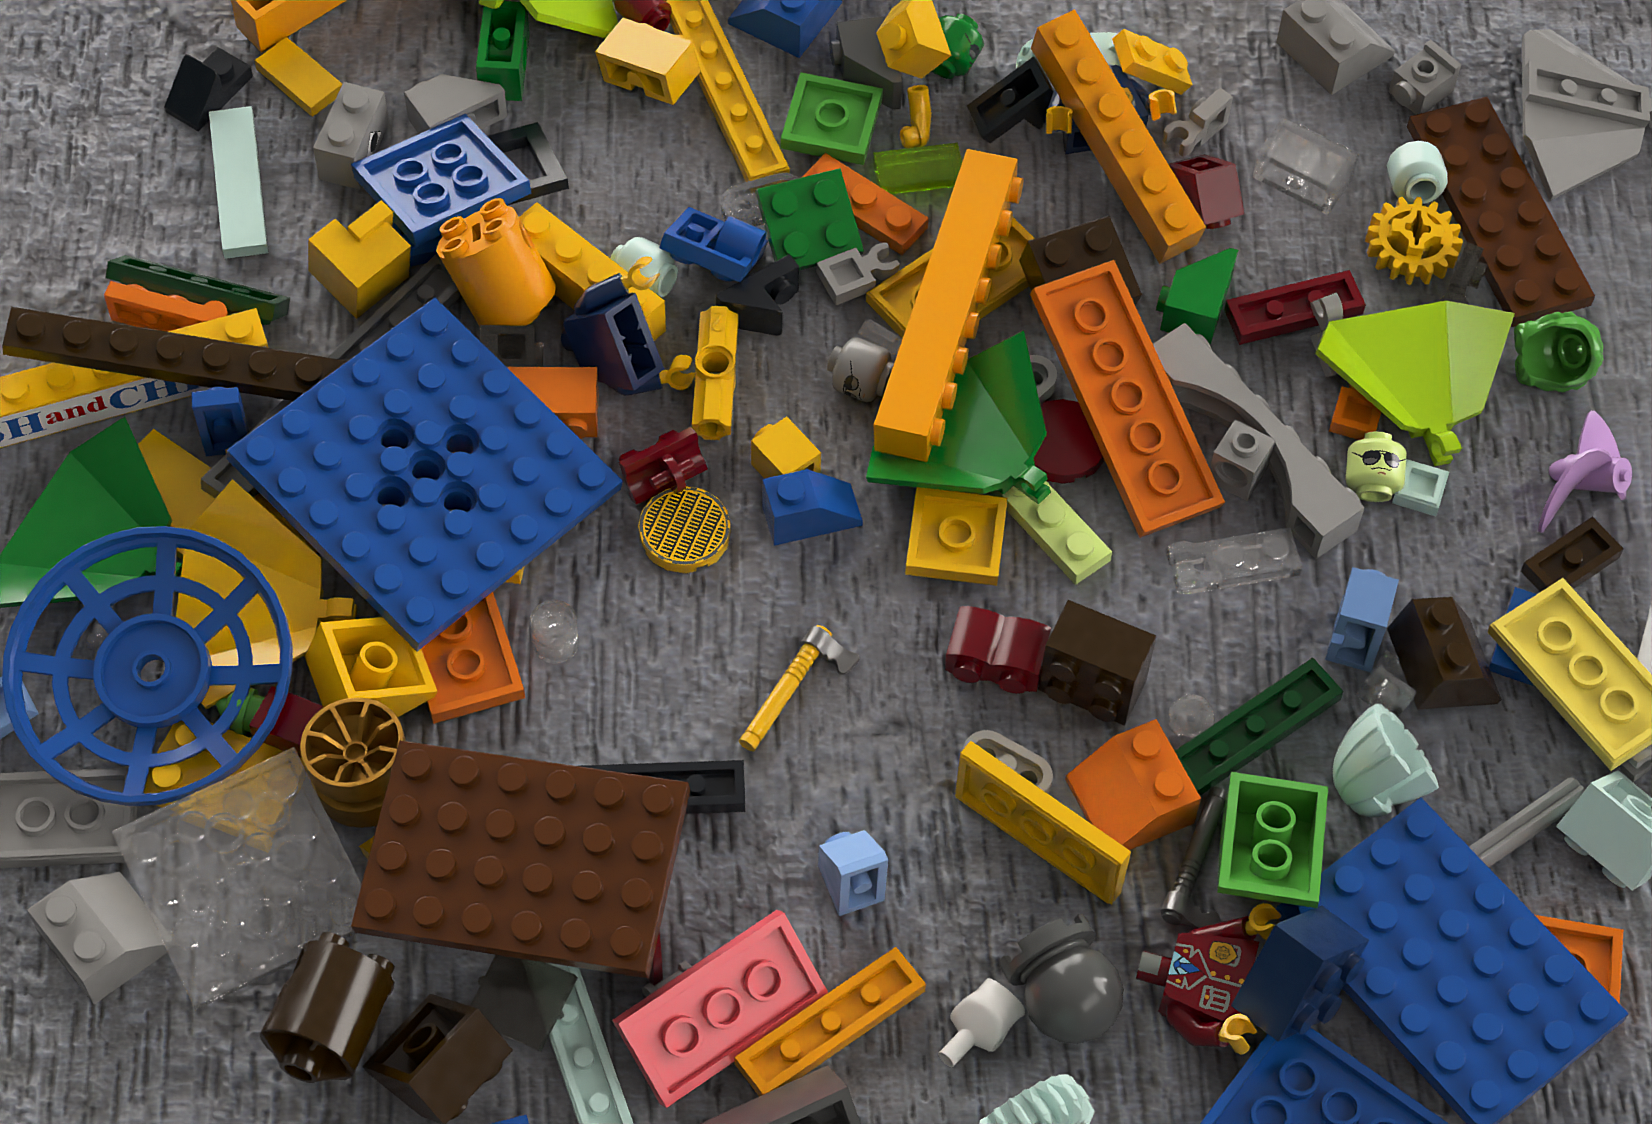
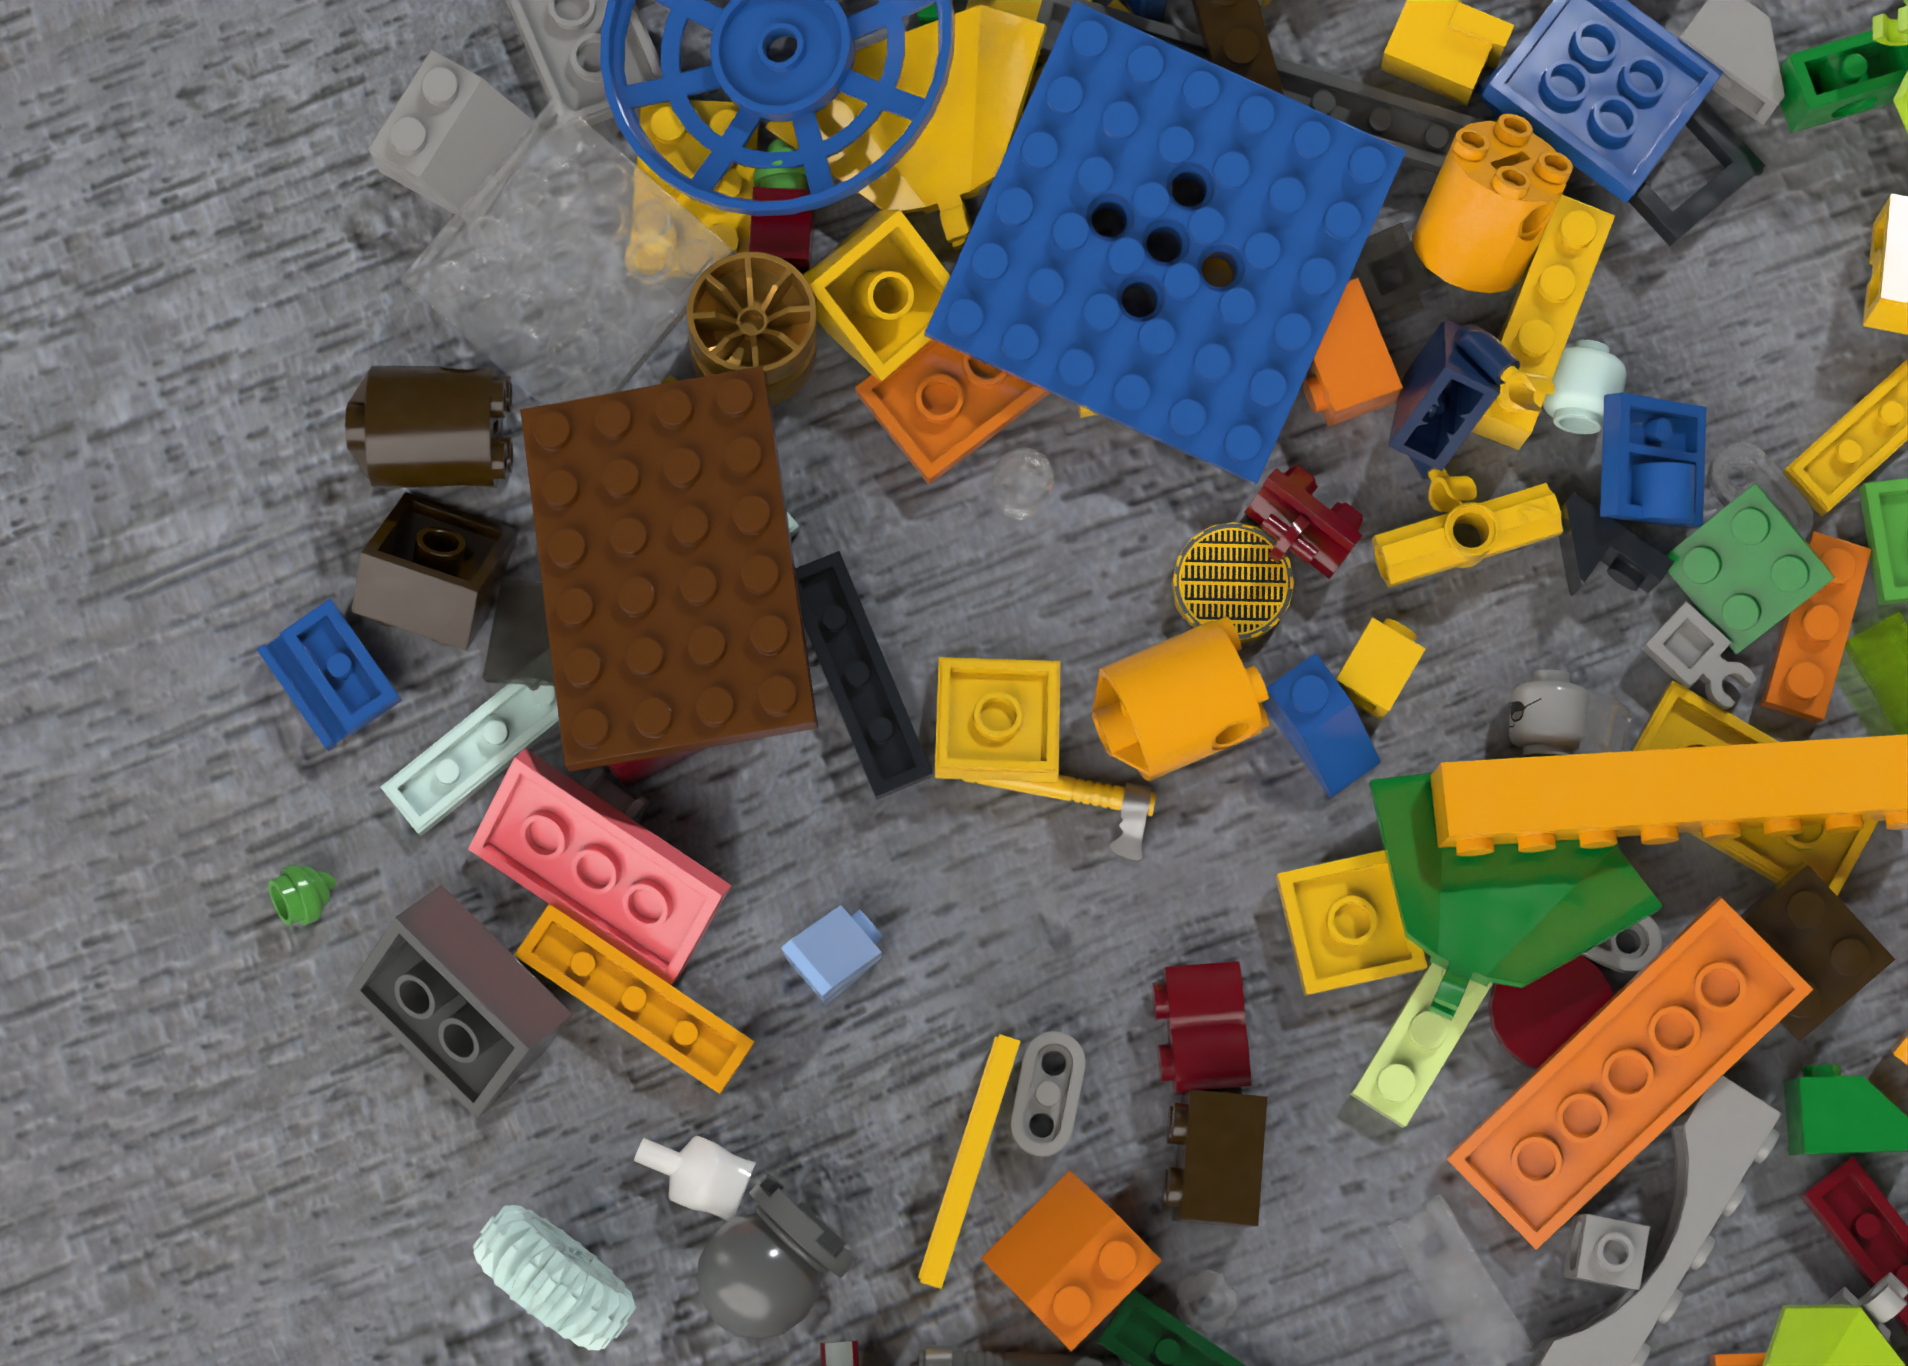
camera: 70 degrees right, 20 degrees up
(720, 708) = (998, 719): none -> yellow tile
(759, 575) = (1179, 700): none -> light orange cylinder

